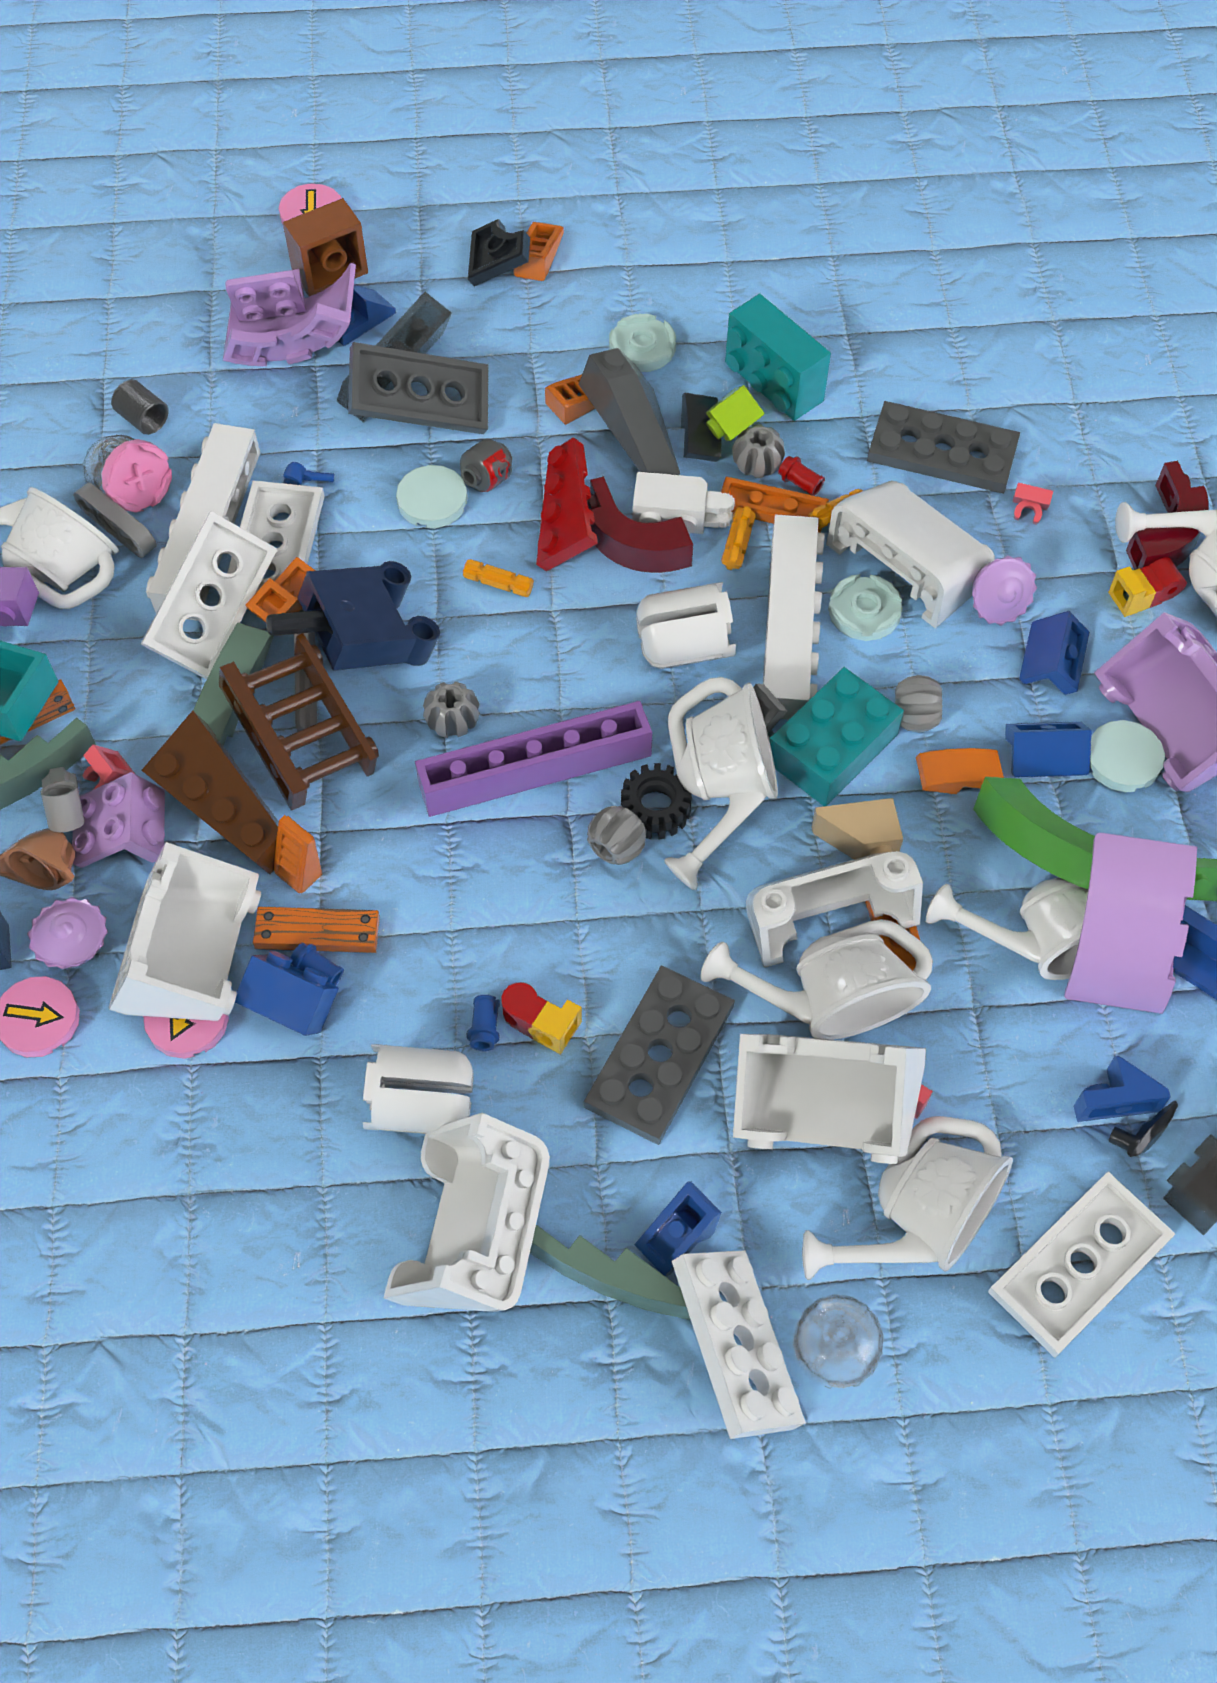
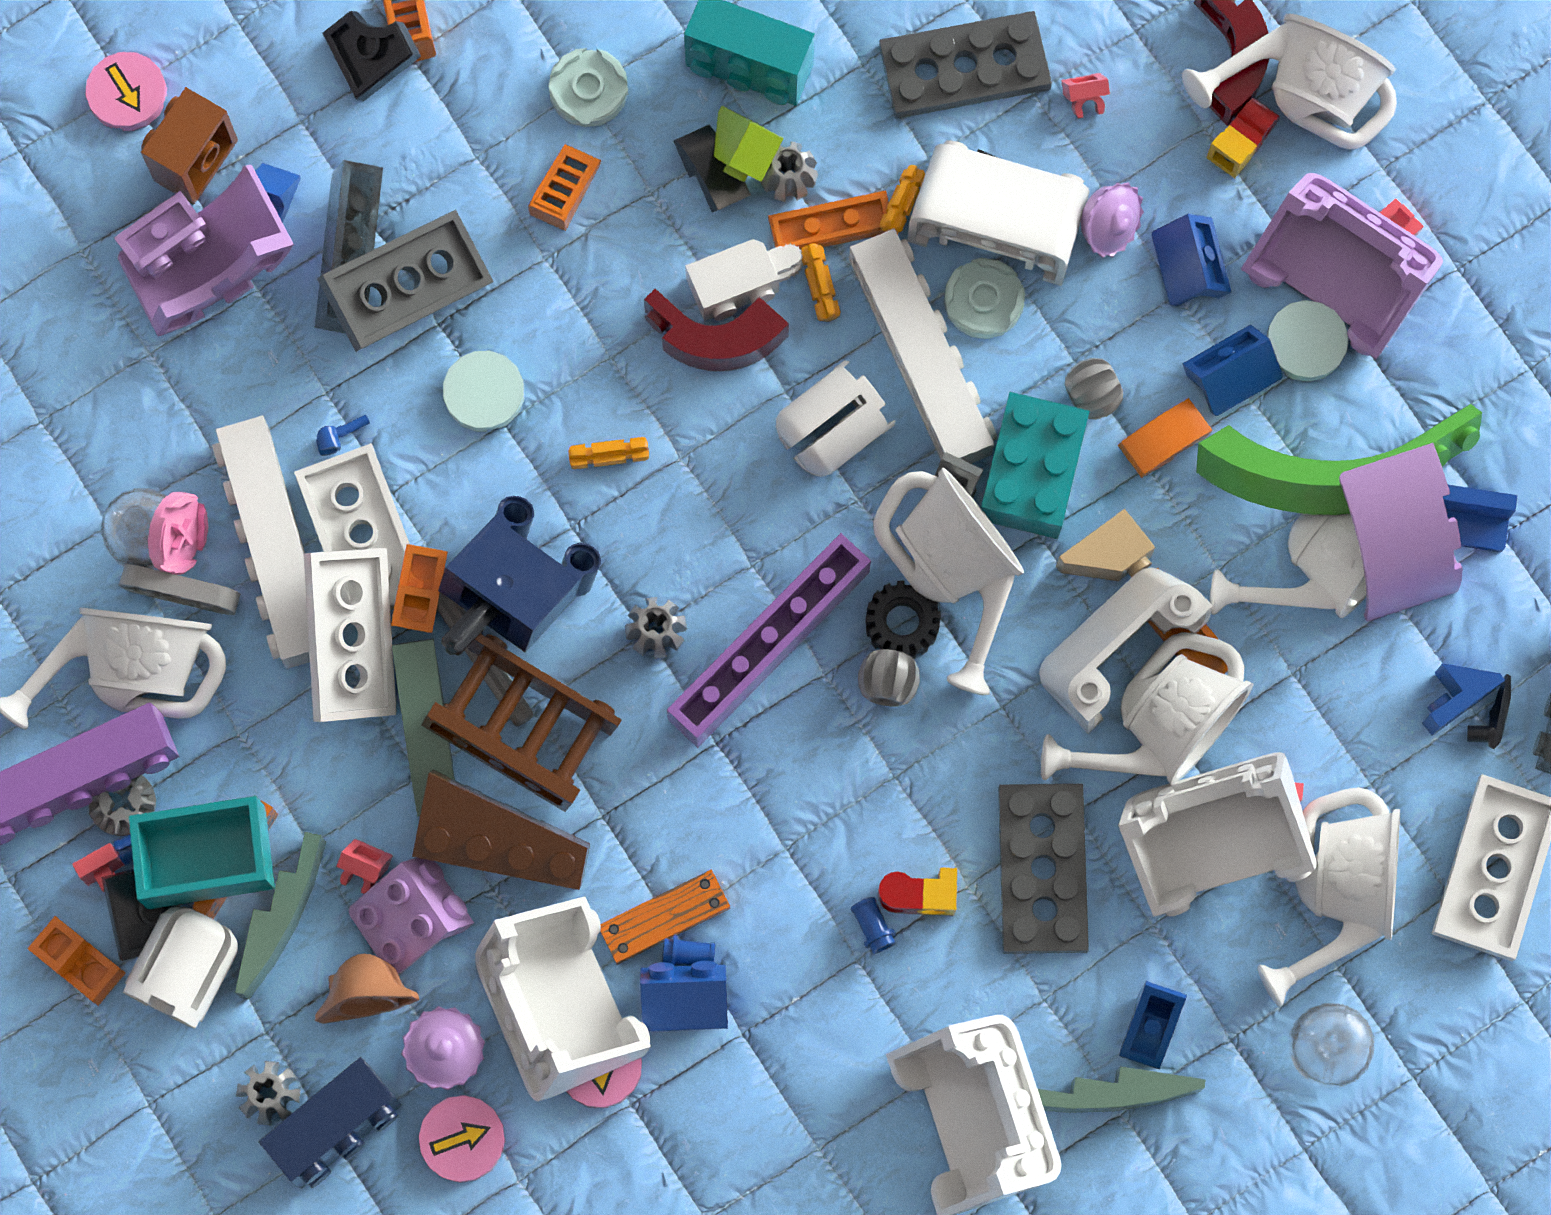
camera: 30 degrees left, 15 degrees up
(62, 801) = (348, 922): light grey piece -> none
(139, 406) = (114, 443): dark grey piece -> none
(296, 855) = (607, 861): orange slope -> none
(416, 1070) = (860, 1023): white cylinder -> none
(486, 465) = (521, 329): dark grey head -> none
(565, 510) = (638, 350): red wing -> none
(629, 410) = (631, 187): dark grey wedge -> none
(730, 1365) = (1279, 1096): white plate -> none
(800, 475) = (843, 176): red pin -> none

